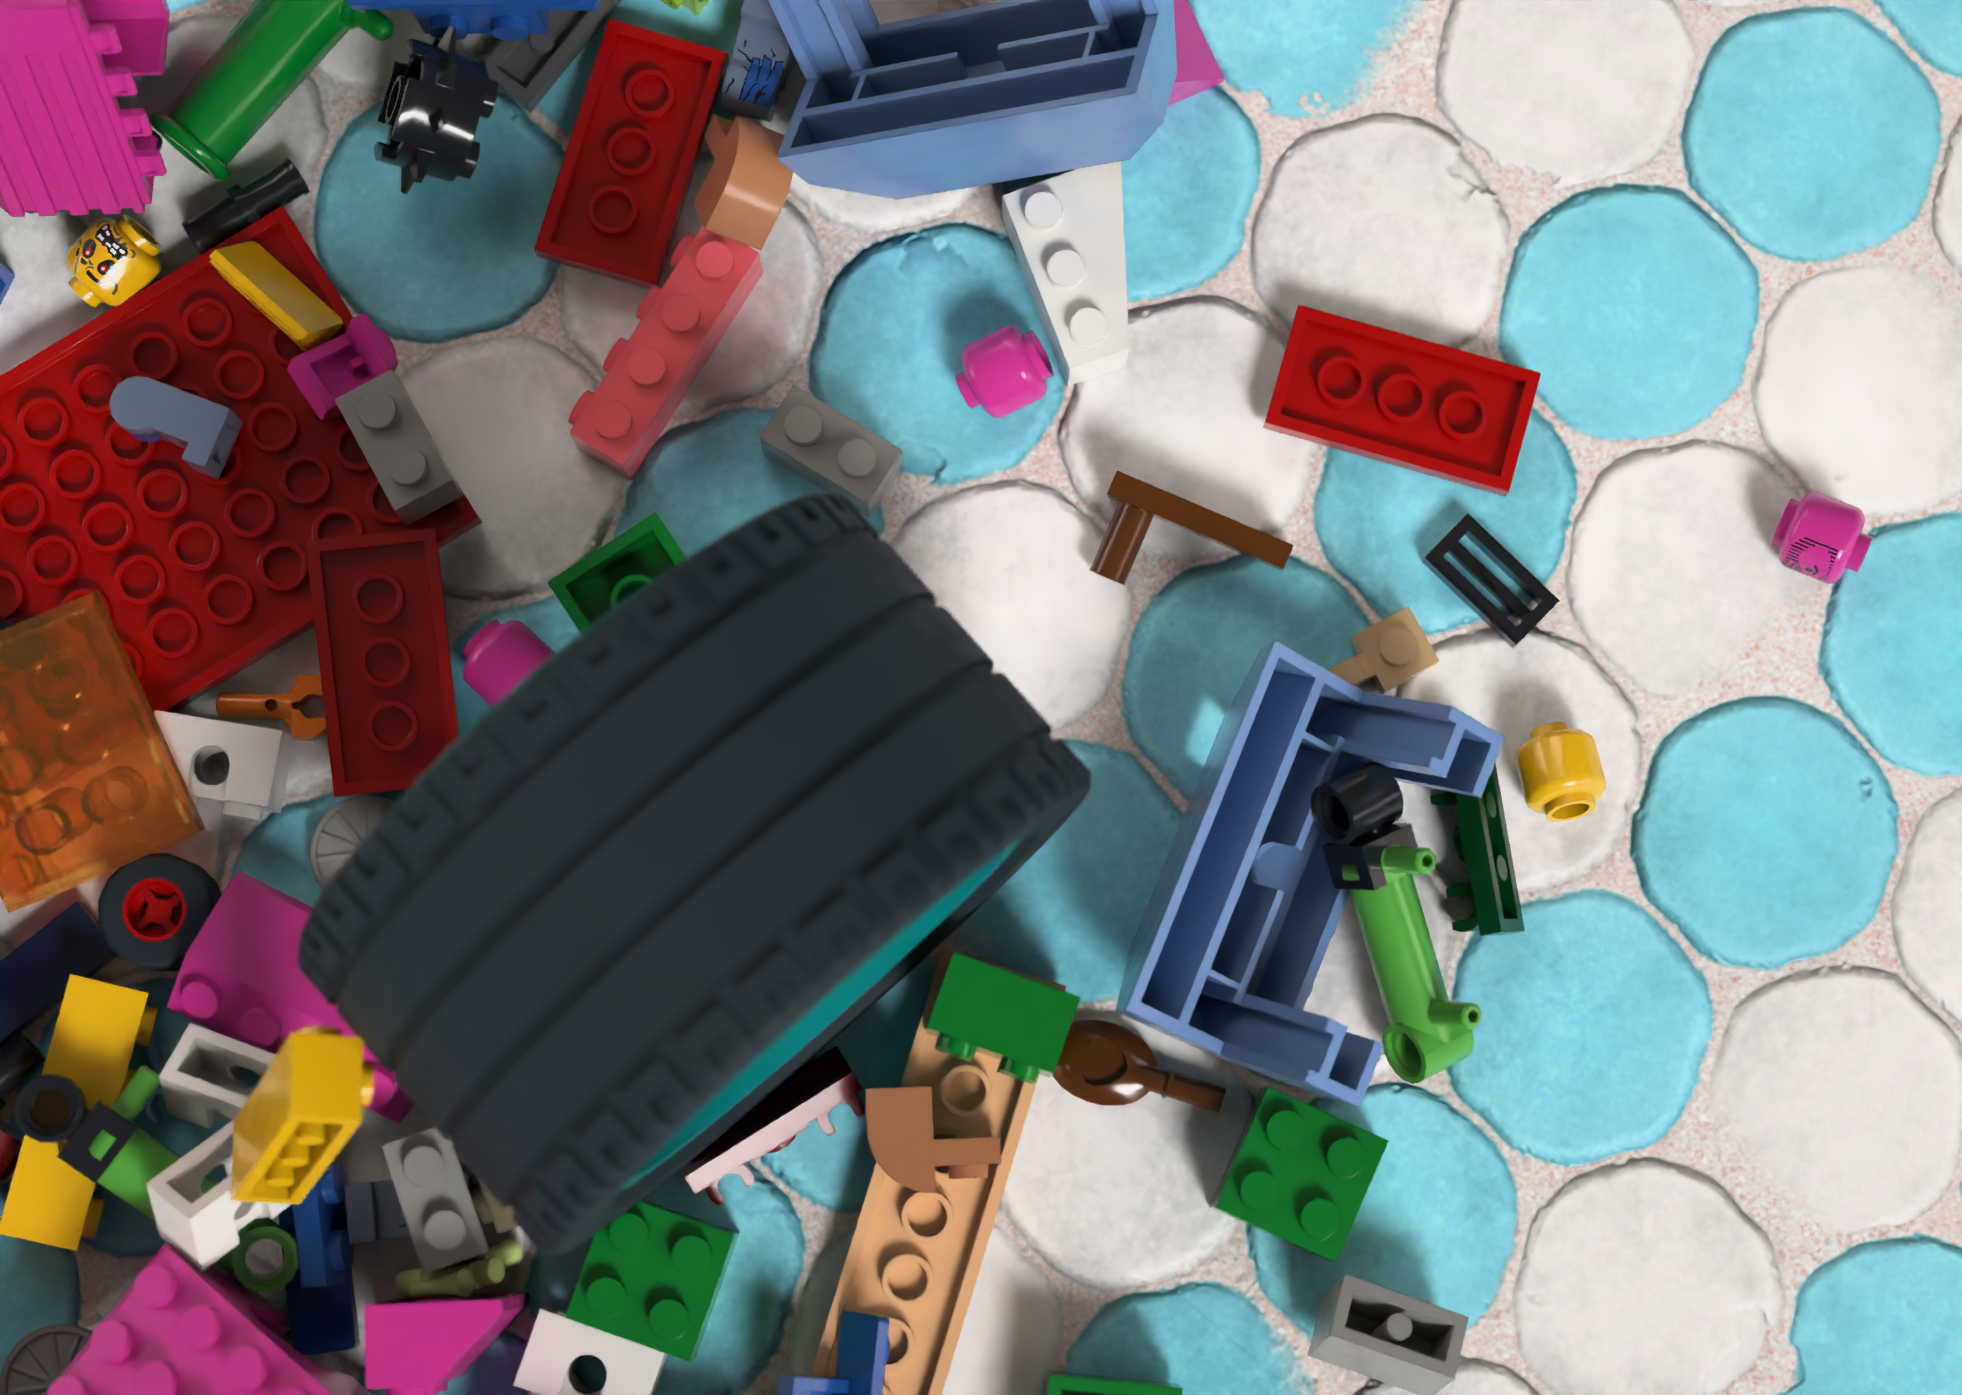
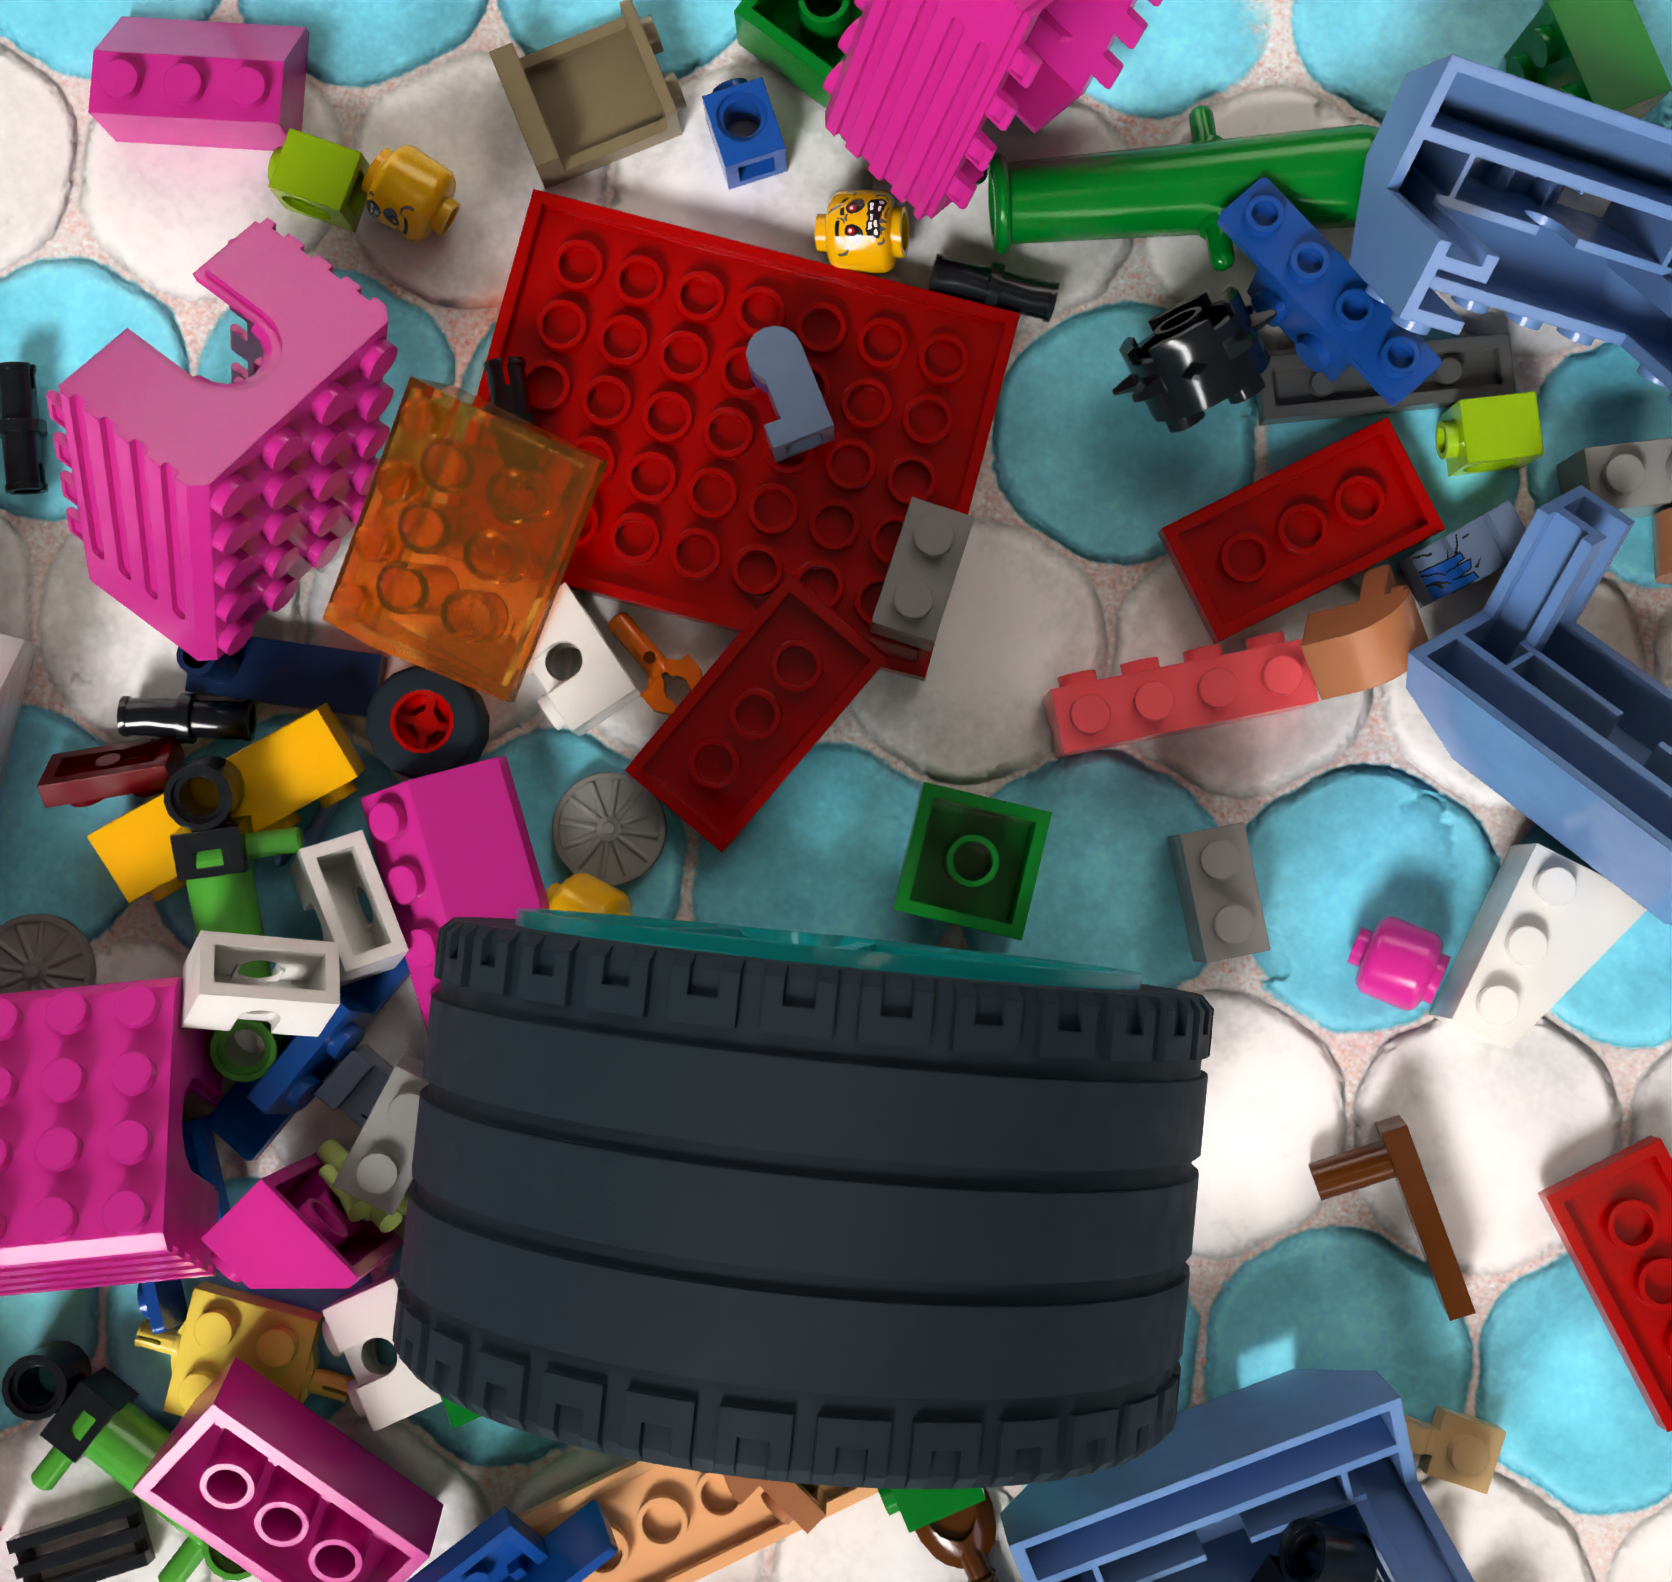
camera: 55 degrees right, 5 degrees up
(277, 293) = (951, 374): yellow slope -> none
(299, 1115) = (342, 1022): yellow brick -> none
(342, 365) = (944, 476): dark pink bracket -> none
(502, 658) = (837, 806): dark pink head -> none
(1473, 598) = (1557, 1473): black tile -> none

